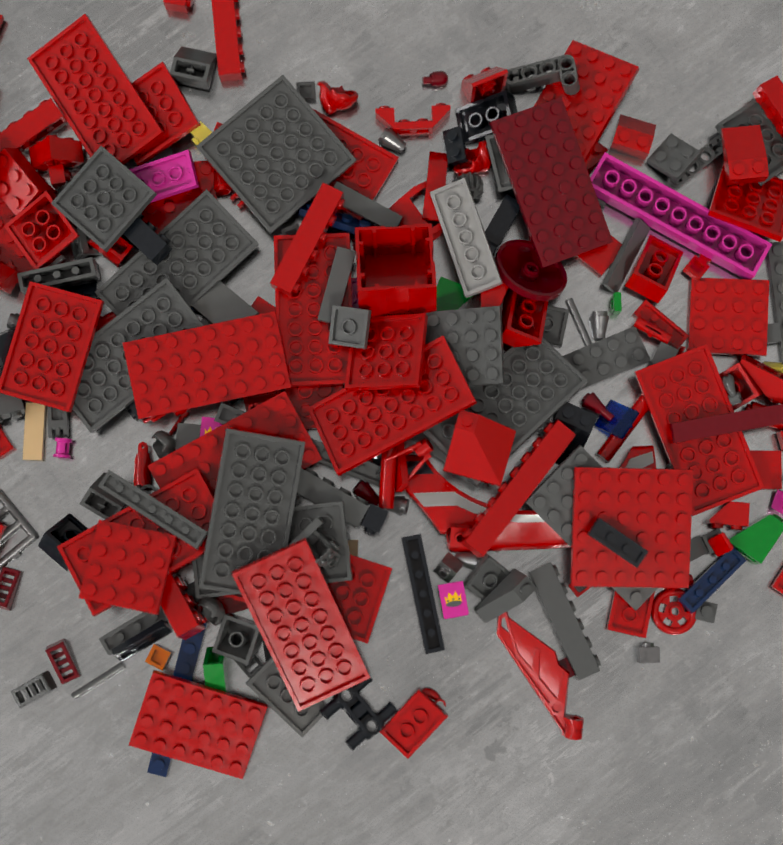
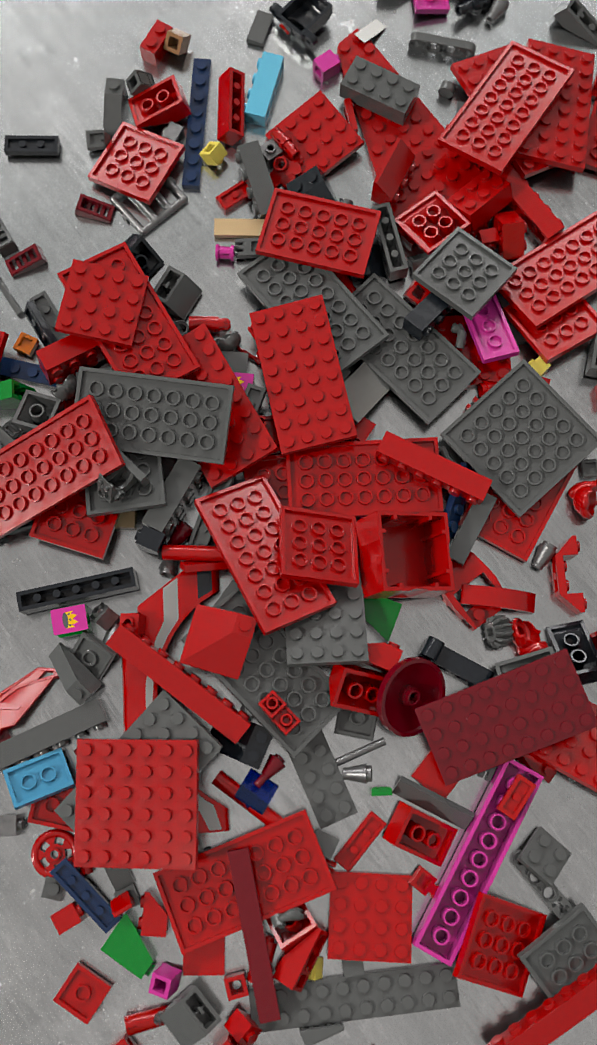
camera: 85 degrees right, 5 degrees down
(153, 509) = (157, 325): dark grey plate -> none
(164, 207) = (461, 335): none -> dark grey arm
(337, 282) = (386, 498): dark grey tile -> none
(349, 327) = (343, 509): dark grey plate -> none
(421, 448) = (221, 584): red plant -> none
(455, 146) = (541, 619): black plate -> none
(466, 238) = (441, 626): light grey plate -> none
(547, 392) = (279, 713): none -> red slope
(606, 626) = (38, 778): none -> dark azure plate
(617, 542) = (117, 786): black plate -> none
(623, 177) = (516, 796): none -> red plate
(633, 137) = (565, 810): red slope -> none
(652, 330) = (358, 817): red pin -> none
(731, 596) = (68, 917): none -> red brick
(744, 155) = (550, 934): red slope -> none

